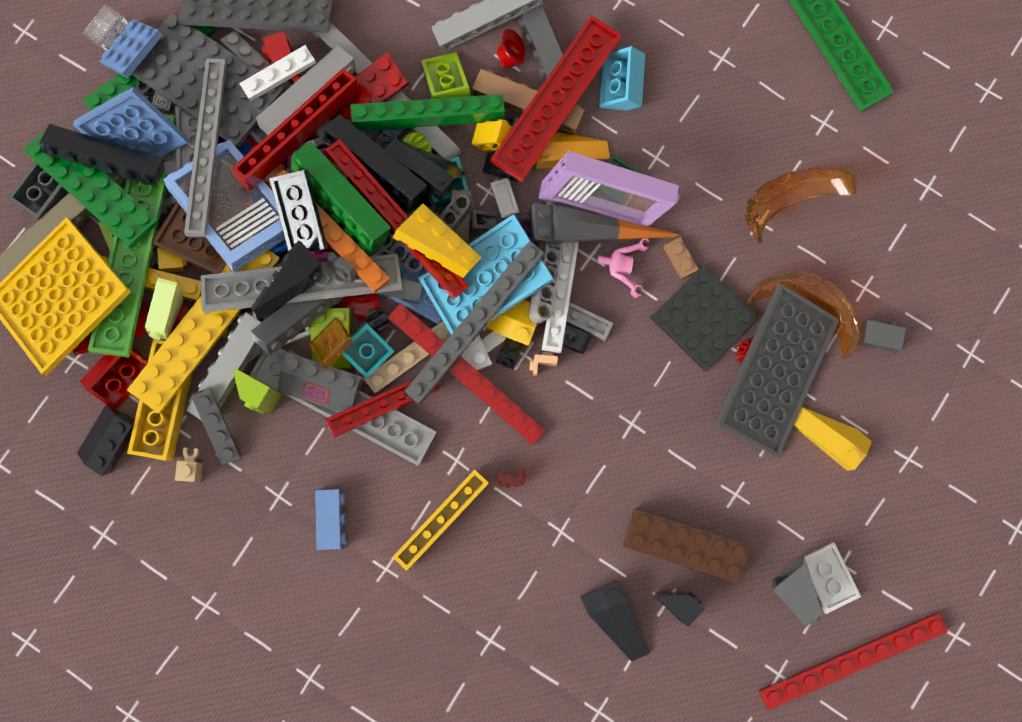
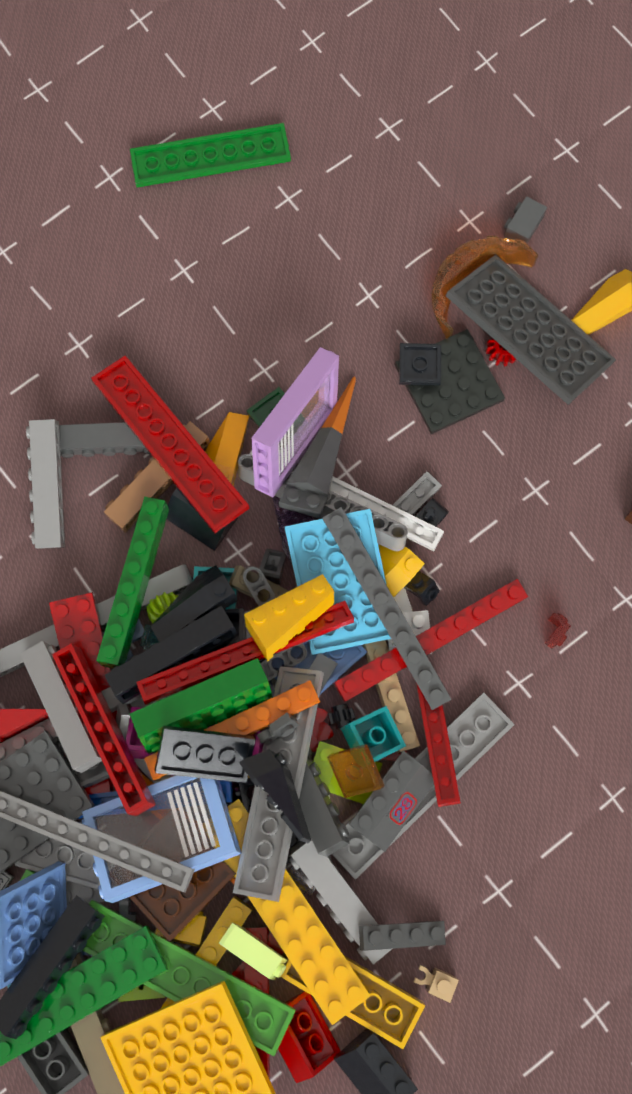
camera: 70 degrees left, 5 degrees down
(255, 393) = (382, 875): lime slope -> none
(277, 73) = (27, 730): white plate -> none
(330, 519) = (543, 839): medium blue brick -> none
(440, 520) = (581, 719): yellow brick -> none
(445, 77) = (98, 553): lime slope -> none
(490, 134) = (182, 524): yellow brick -> none
(504, 198) = (252, 537): white tile -> none
(511, 49) = (93, 474): red piece -> none
(546, 358) = (442, 552): light nougat bracket -> none
(622, 80) = (172, 373): medium azure slope -> none
(622, 265) = (368, 440): bright pink piece -> none
(680, 258) = (379, 382): medium nougat plate -> none
(707, 284) = (419, 364): none -> black plate
(793, 188) = (346, 249): clear orange windscreen -> none

